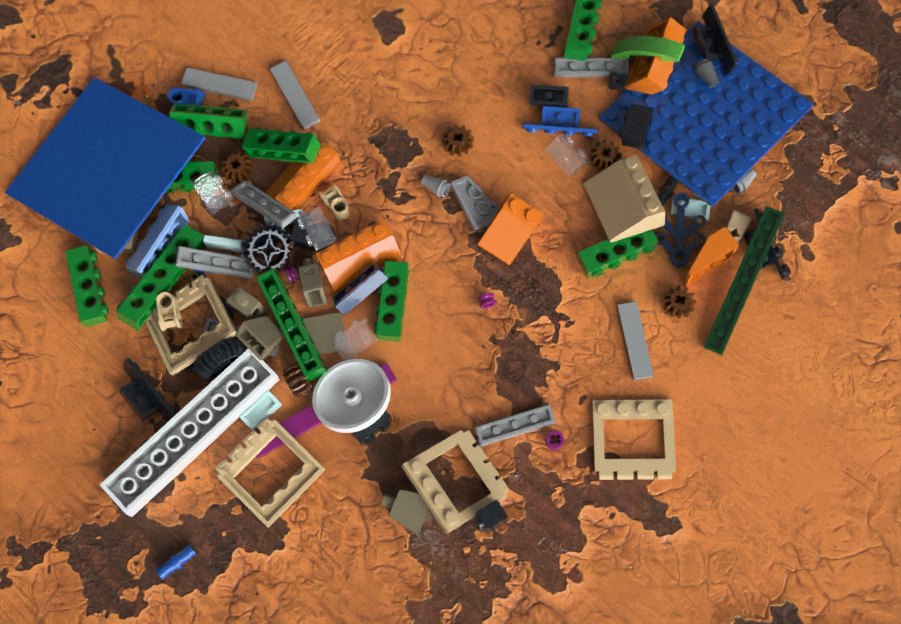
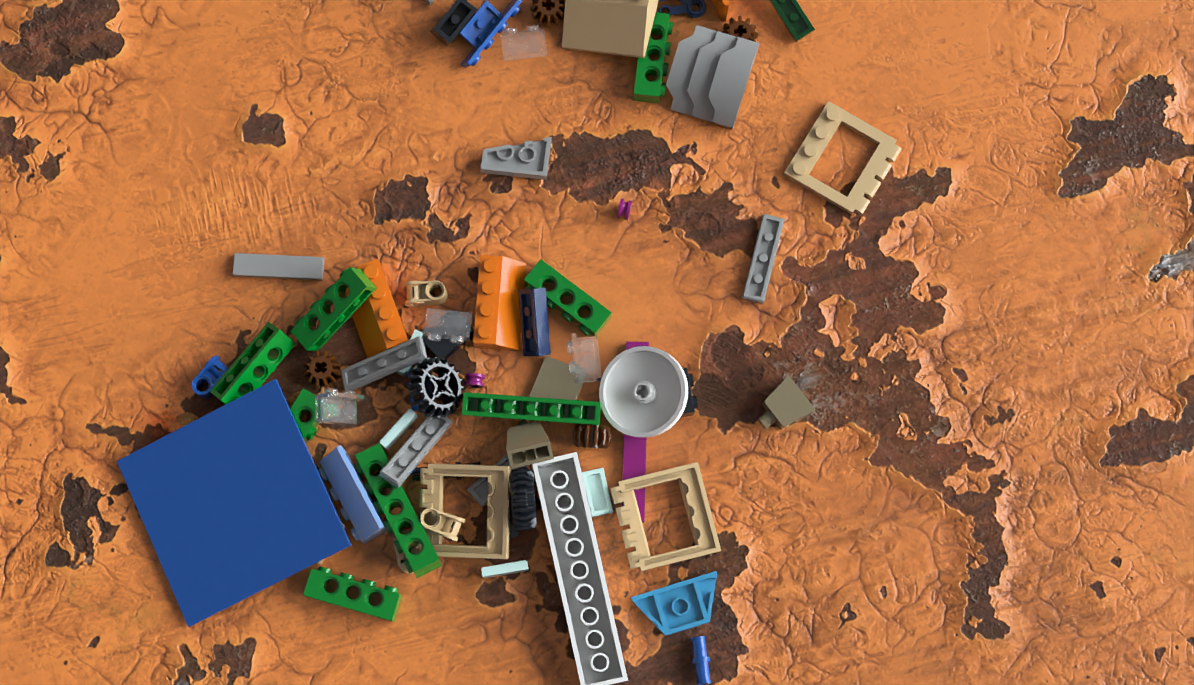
camera: 65 degrees left, 5 degrees up
(143, 396) = (510, 599): black bracket -> none
(164, 378) = (504, 569): none -> light aqua tile
(210, 521) = (679, 604): none -> dark azure wing
(219, 84) = (214, 336): light grey tile -> none
(245, 305) = (481, 444): dark tan torso -> none
(312, 284) = (500, 364): dark tan torso -> none
(434, 494) = (785, 371): tan hinge -> none
(437, 185) = (472, 185): light grey cone -> none
(457, 134) = (431, 133): reddish brown gear -> none
(491, 517) = (842, 331): black brick -> none
(510, 228) = (566, 142): orange slope -> none
(555, 446) = (803, 224): magenta bush -> none
(631, 298) = (711, 75): none -> light grey slope
(635, 341) = (767, 104): light grey tile -> none

